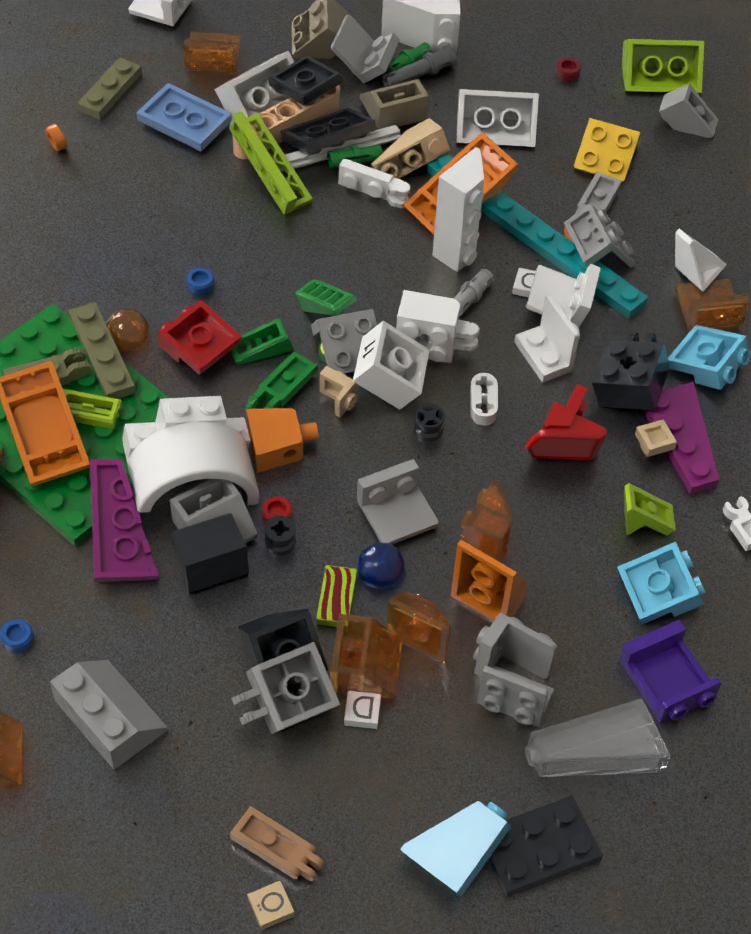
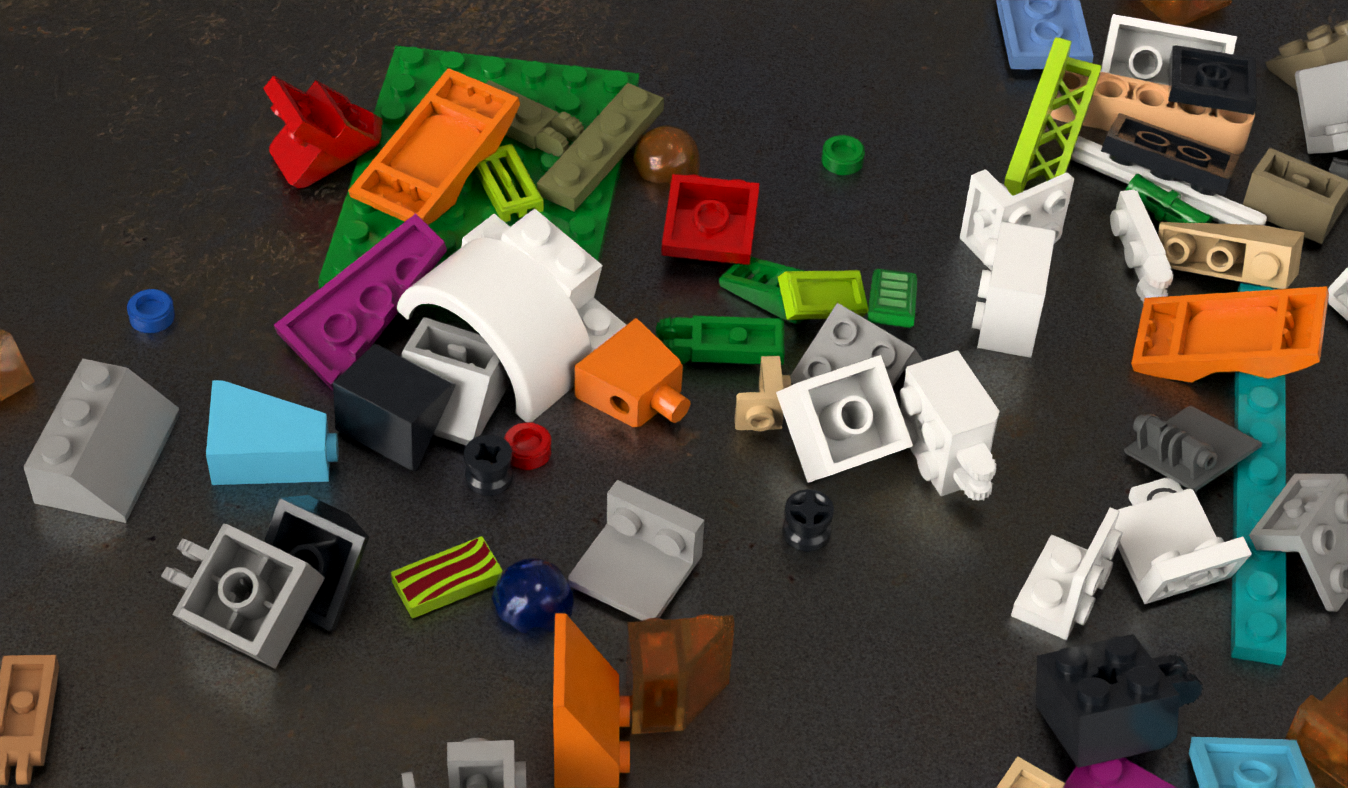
camera: 55 degrees right, 5 degrees down
(172, 627) = (266, 439): none -> medium azure slope
(195, 256) = (843, 155): none -> green tile
(200, 281) = (810, 180): blue tile -> none
(295, 324) = (817, 293): none -> lime tile
(312, 220) = (991, 203): none -> white bracket
(362, 709) = (293, 700): white tile -> none
(365, 657) = (362, 650): clear orange slope -> none
(366, 246) = (1013, 288): none -> white brick
(419, 624) = (465, 673): clear orange slope -> none
(459, 211) = (1161, 333): white slope -> none
(472, 290) = (1074, 447): light grey pin -> none
(489, 399) = (913, 565): white beam -> none
(510, 249) = (1189, 446): none -> dark grey hinge
(567, 432) = (925, 669): red piece -> none

